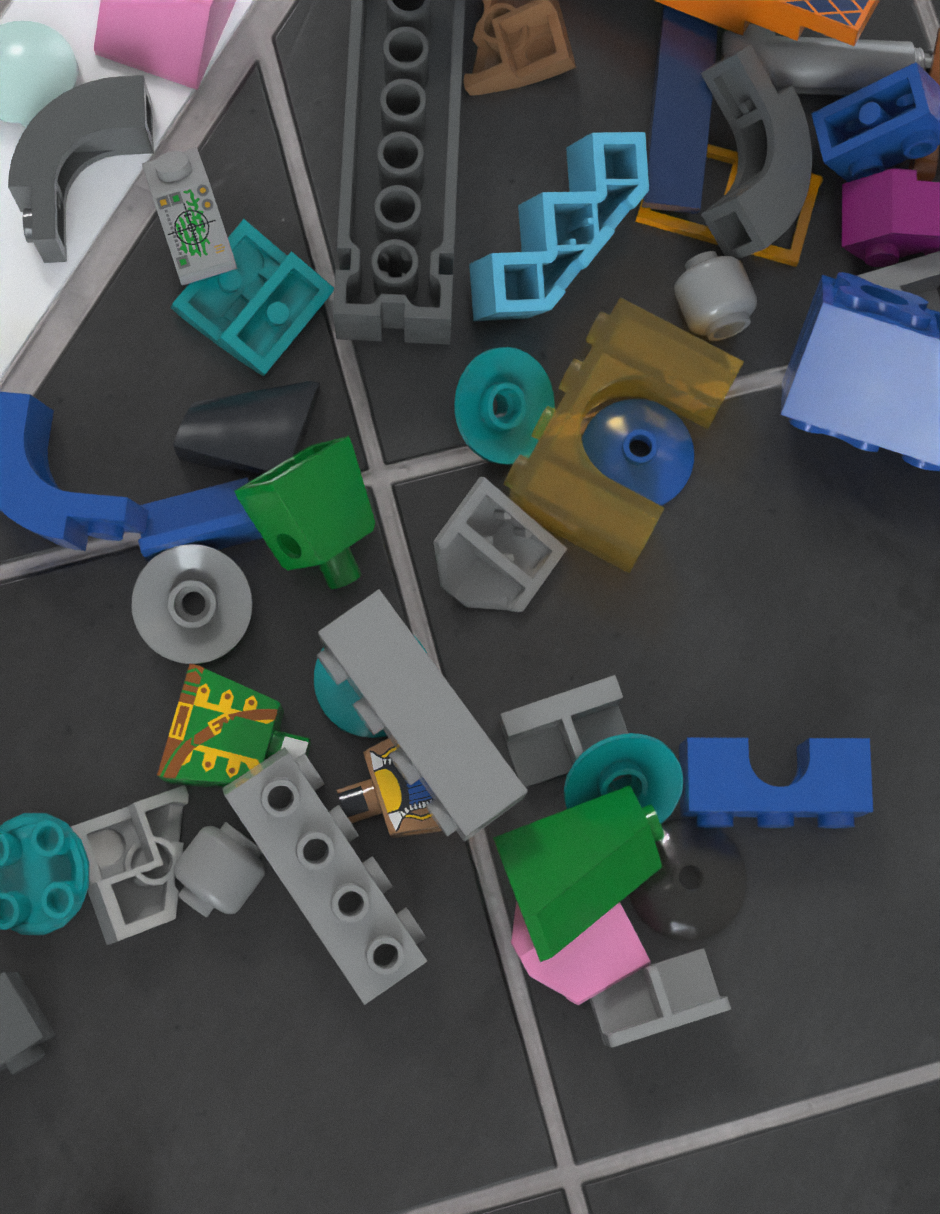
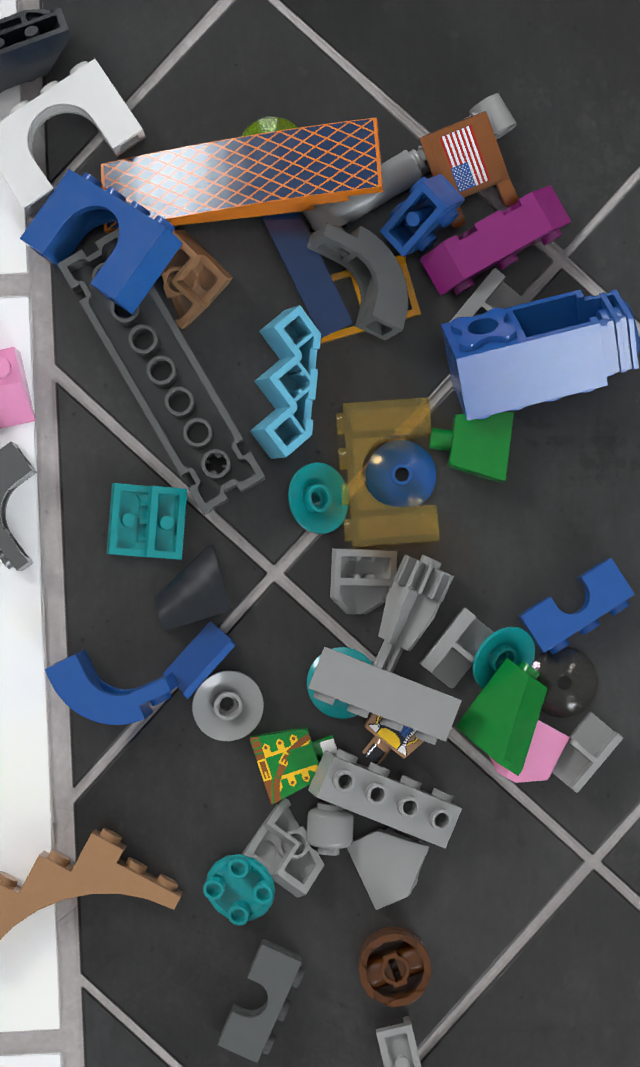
camera: 30 degrees left, 10 degrees up
(173, 1136) = (394, 966): none -> reddish brown brick
(189, 215) = (89, 504): light grey slope -> none
(267, 979) = (388, 864): none -> light grey slope
(313, 510) = (258, 619): green torso -> none
(541, 627) = (410, 607): none -> light grey piece
(715, 296) = (389, 364): light grey head -> none
(770, 470) = (477, 445): none -> green torso

